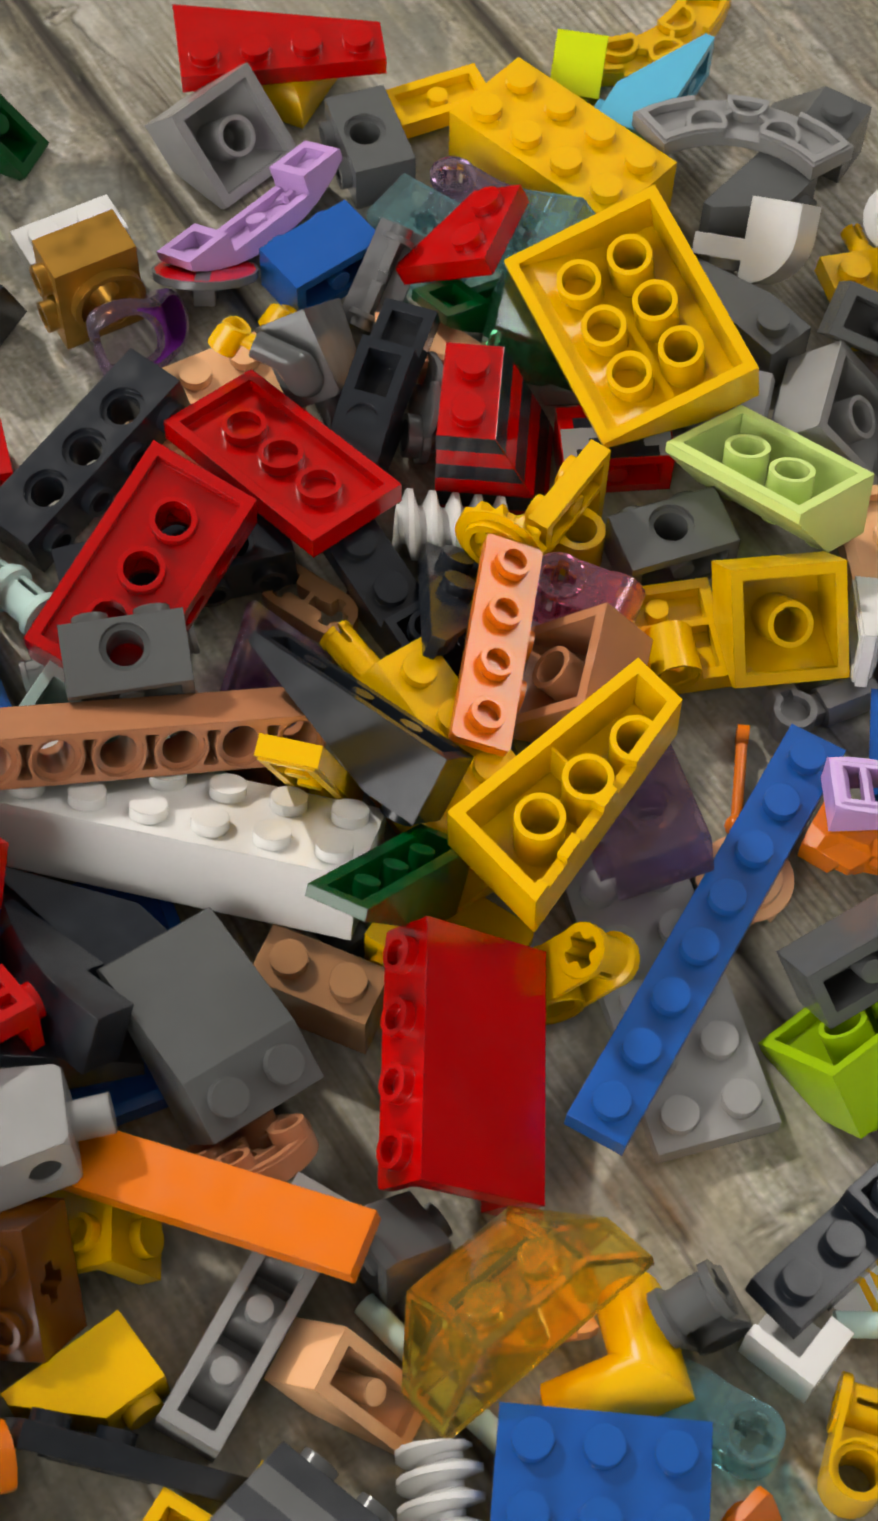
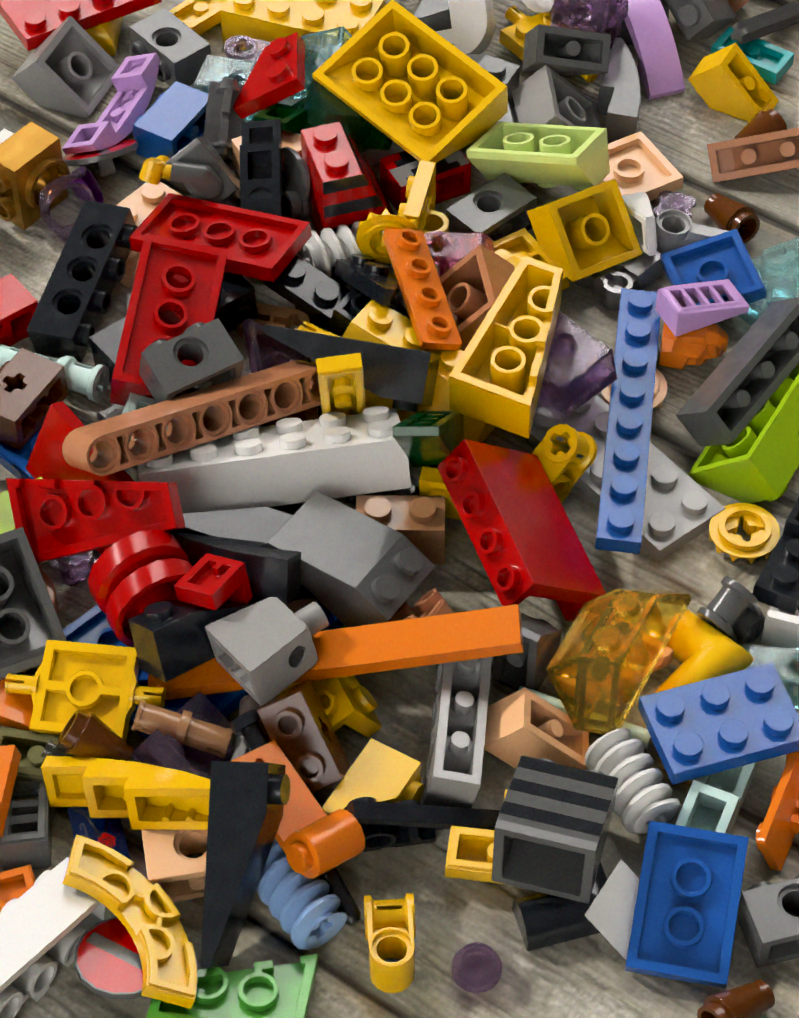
camera: 20 degrees left, 10 degrees down
(741, 745) = (590, 315): orange hinge -> none
(817, 1157) = (755, 521): none -> yellow gear

